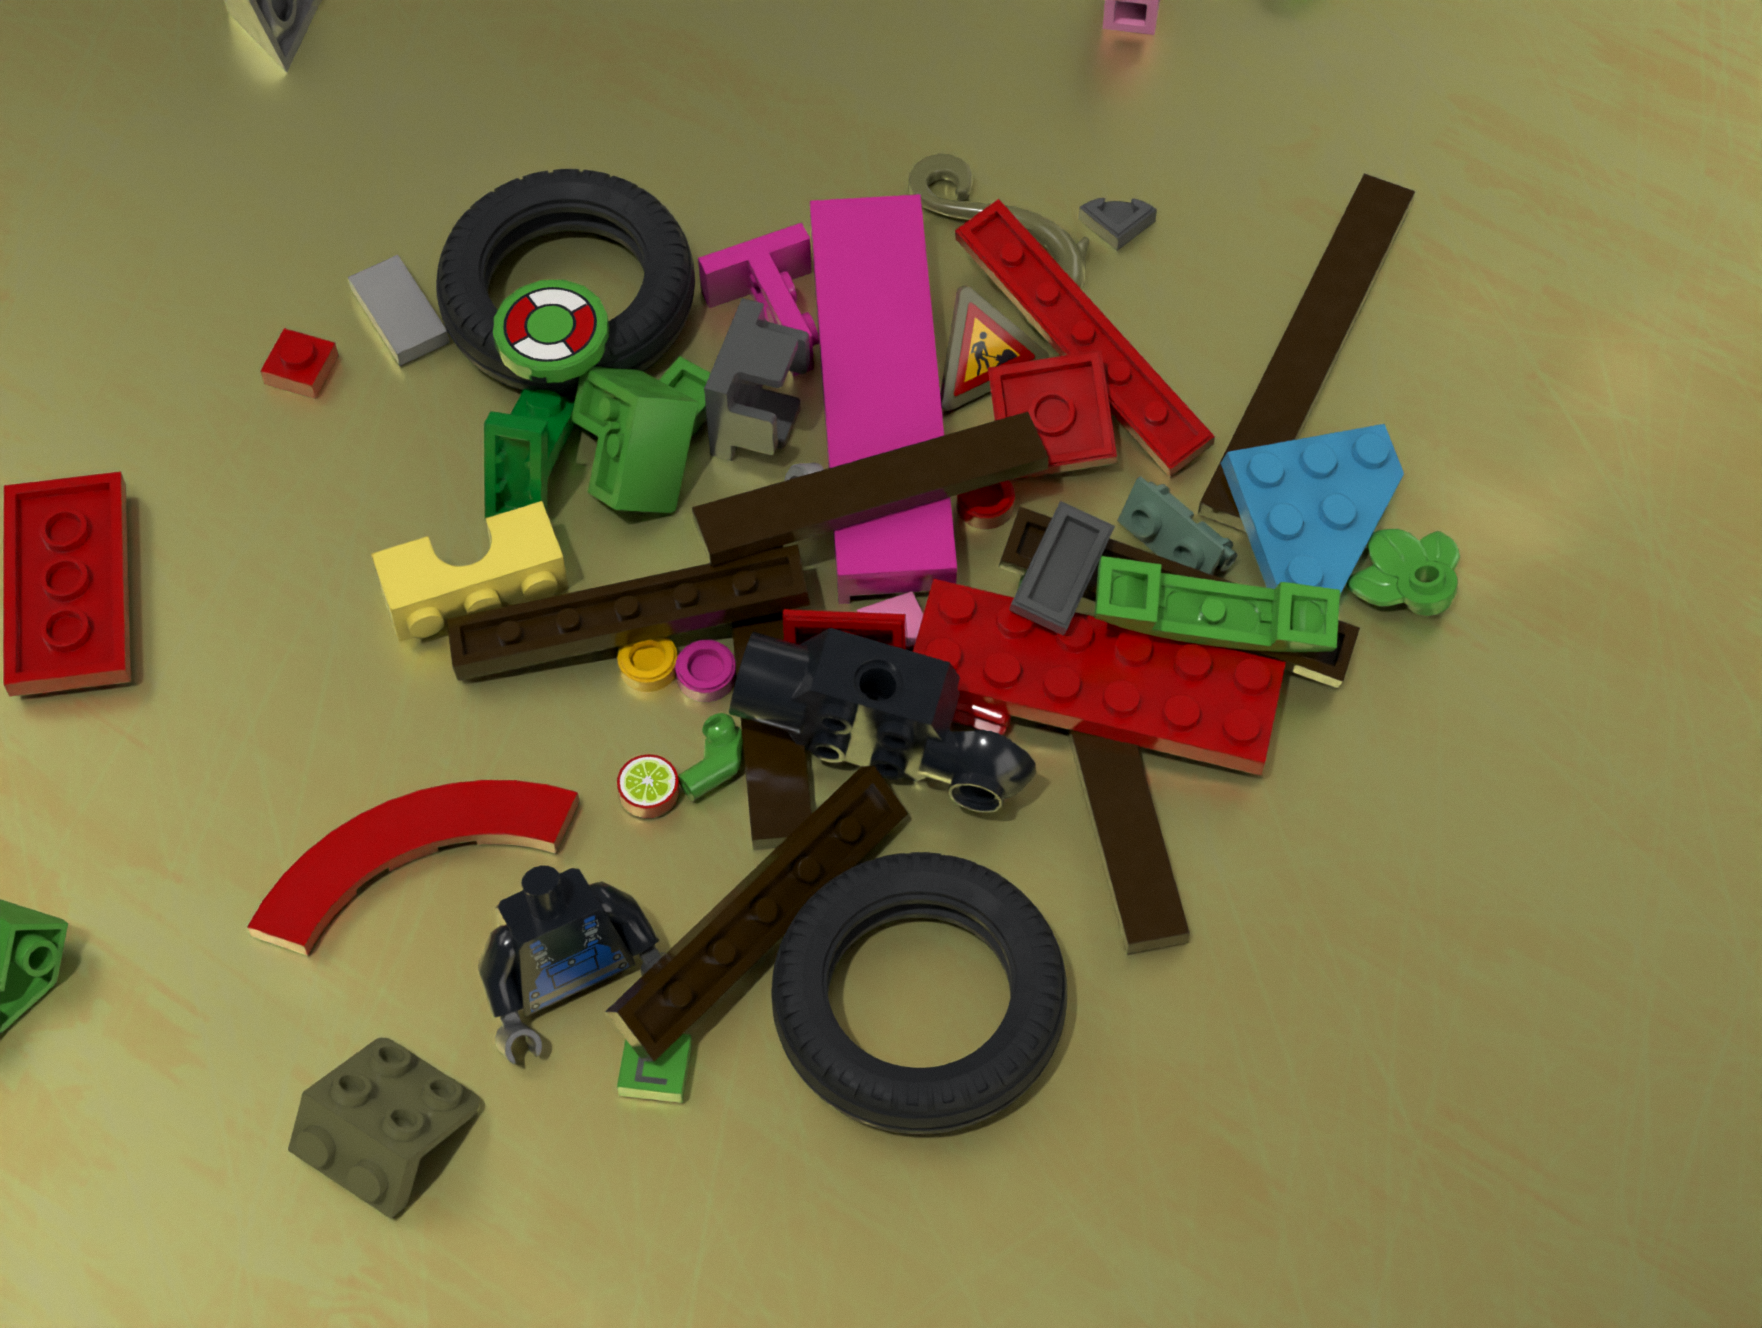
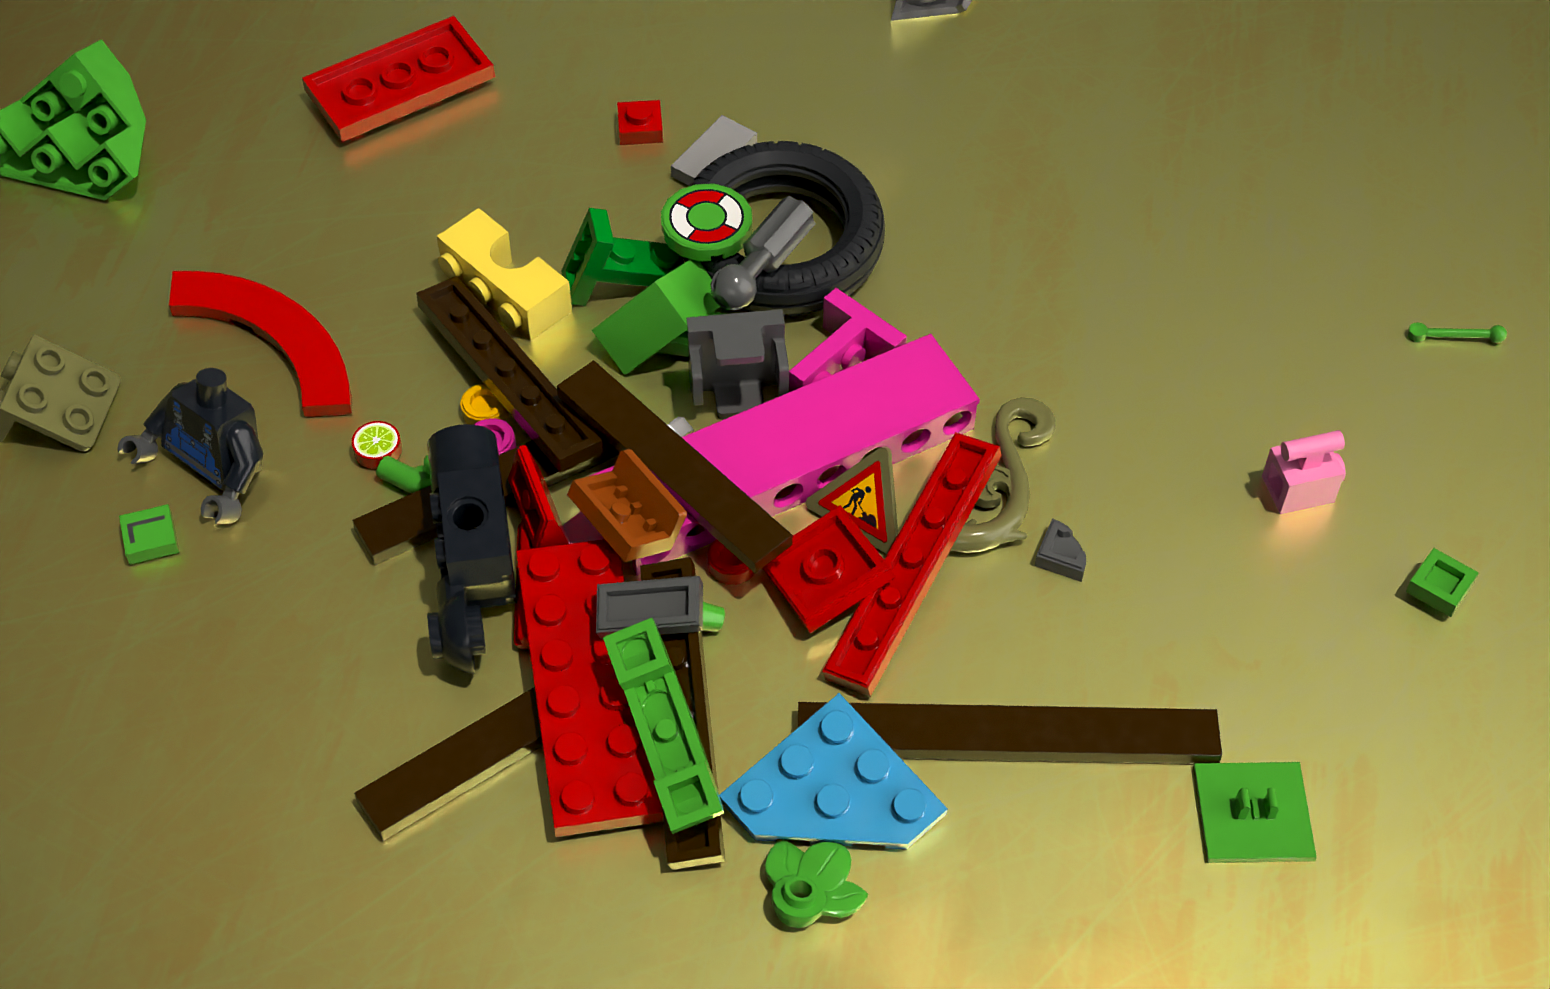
camera: 65 degrees right, 5 degrees down
(634, 292) = (764, 251): none -> dark grey piece
(754, 914) = (285, 540): dark brown plate -> none
(911, 1097) = (268, 743): black tyre -> none
(923, 538) = (630, 508): none -> dark orange bracket
(1170, 532) = (751, 712): sand green hinge -> none
(1475, 199) = (1254, 812): none -> bright green piece

